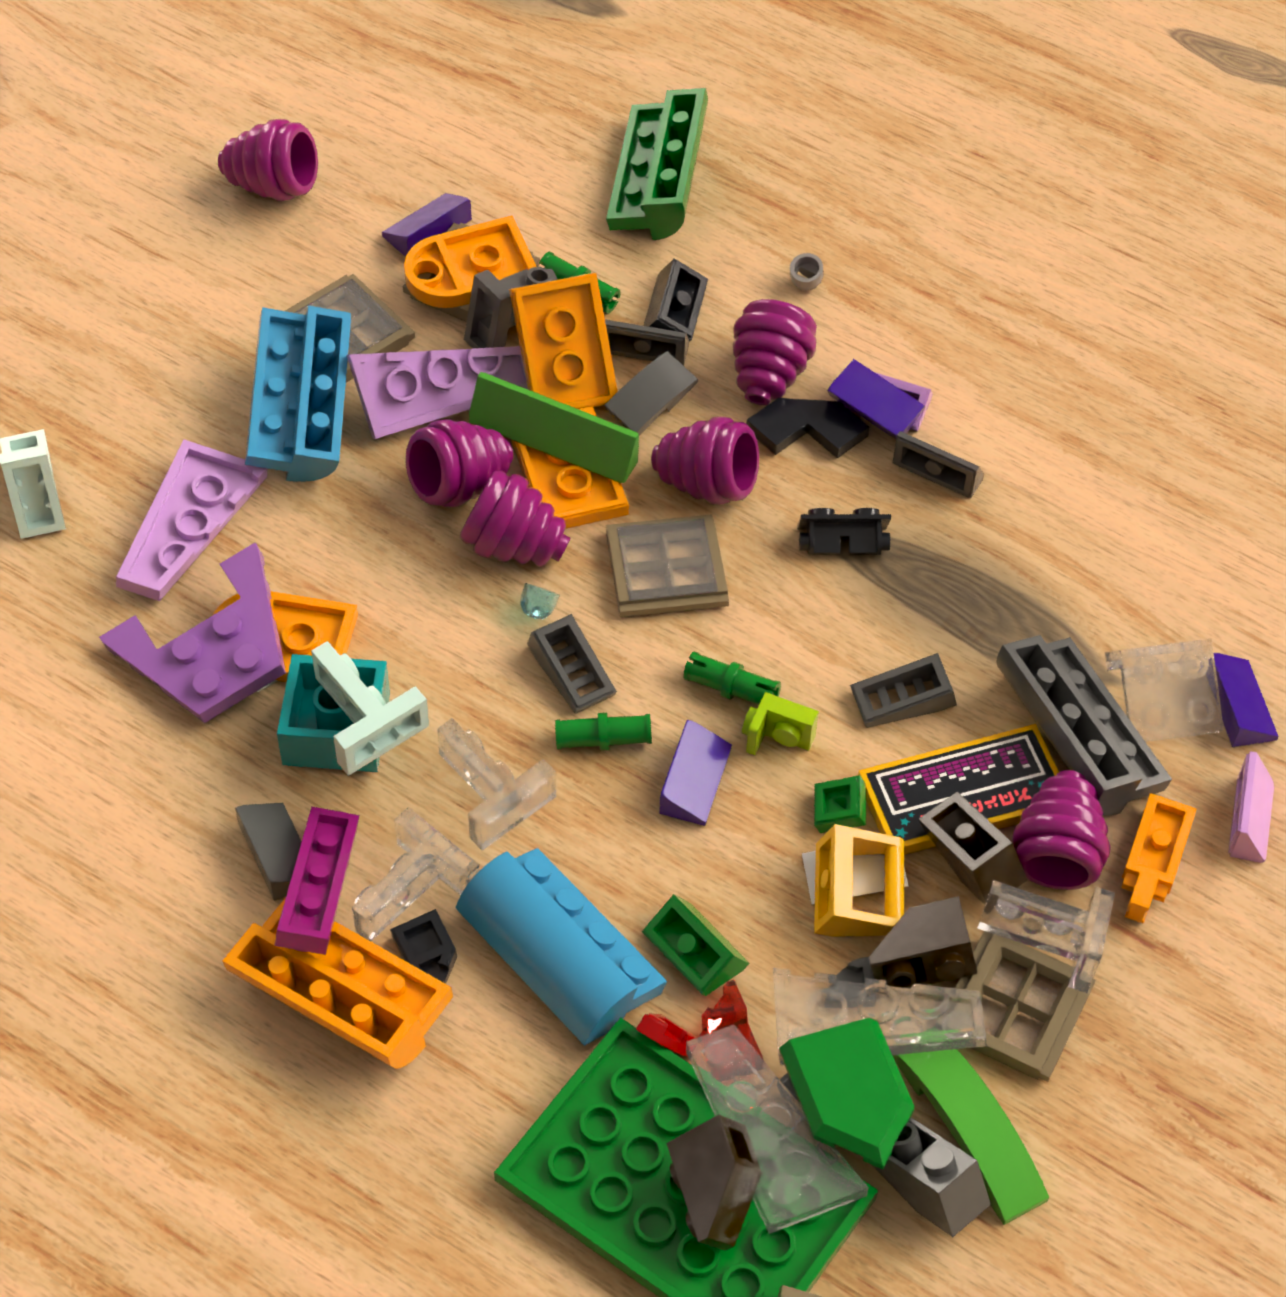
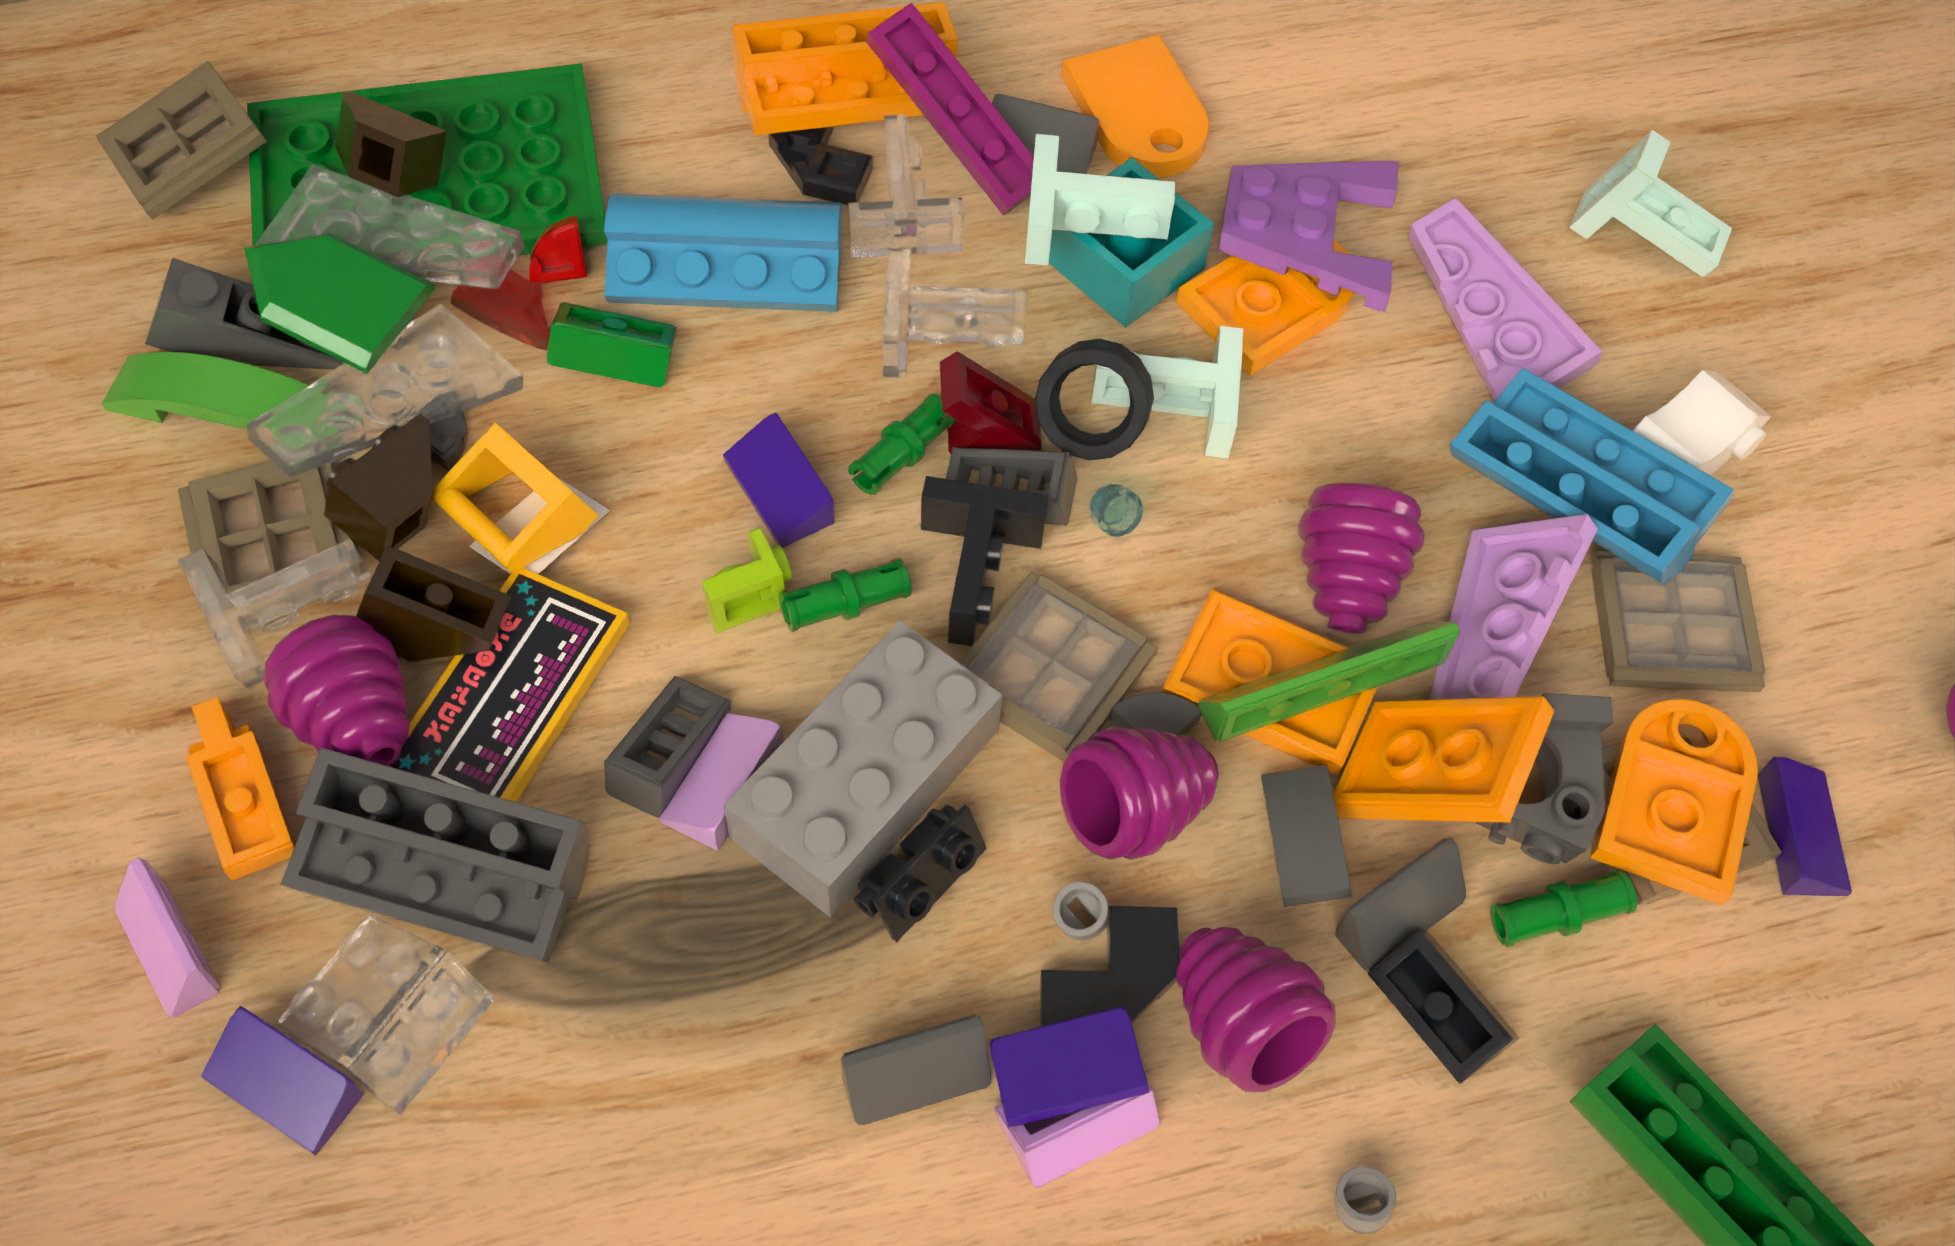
camera: 130 degrees right, 5 degrees up
(175, 822) = (1140, 104): none -> light orange tile
(204, 371) = (1707, 423): none -> white brick
(404, 606) = (1189, 388): none -> light aqua bracket
(484, 638) = (1082, 443): none -> black tyre
(514, 523) = (1224, 536): magenta piece -> none
(538, 701) = (986, 408): none -> dark red slope
(638, 637) = (986, 521): none -> black bracket
(648, 497) = (1156, 712): none -> dark grey tile
(801, 455) = (1091, 899): none -> light grey hinge
(823, 585) = (863, 767): none -> light grey brick
(840, 803) = (611, 566): green tile -> none
(890, 645) = (721, 769): none -> lavender slope

